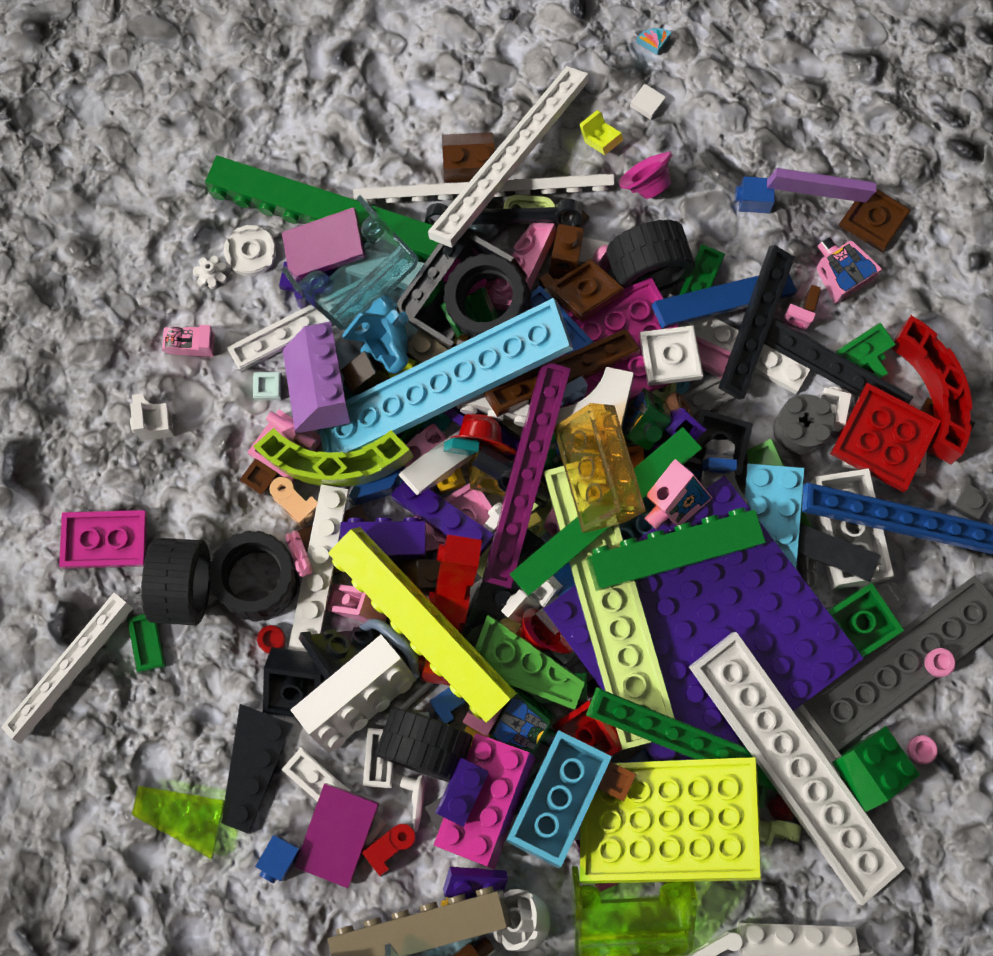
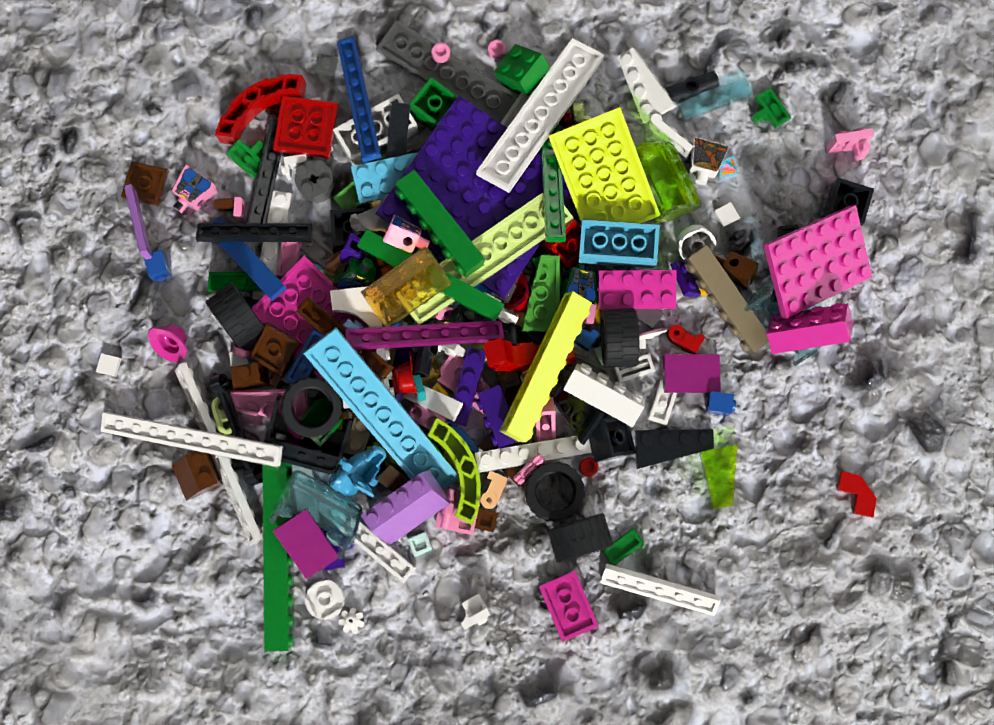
camera: 110 degrees left, 5 degrees up
(189, 341) = (409, 612): bright pink leg -> none
(396, 639) = (561, 380): animal -> none
(462, 792) = (640, 300): dark purple plate -> none
(600, 134) = (147, 387): neon yellow bracket -> none
(616, 781) = (594, 212): dark orange plate -> none
(653, 39) = (56, 378): tile -> none
(671, 355) = (303, 276): white tile -> none
(719, 465) = (370, 218): blue tile -> none

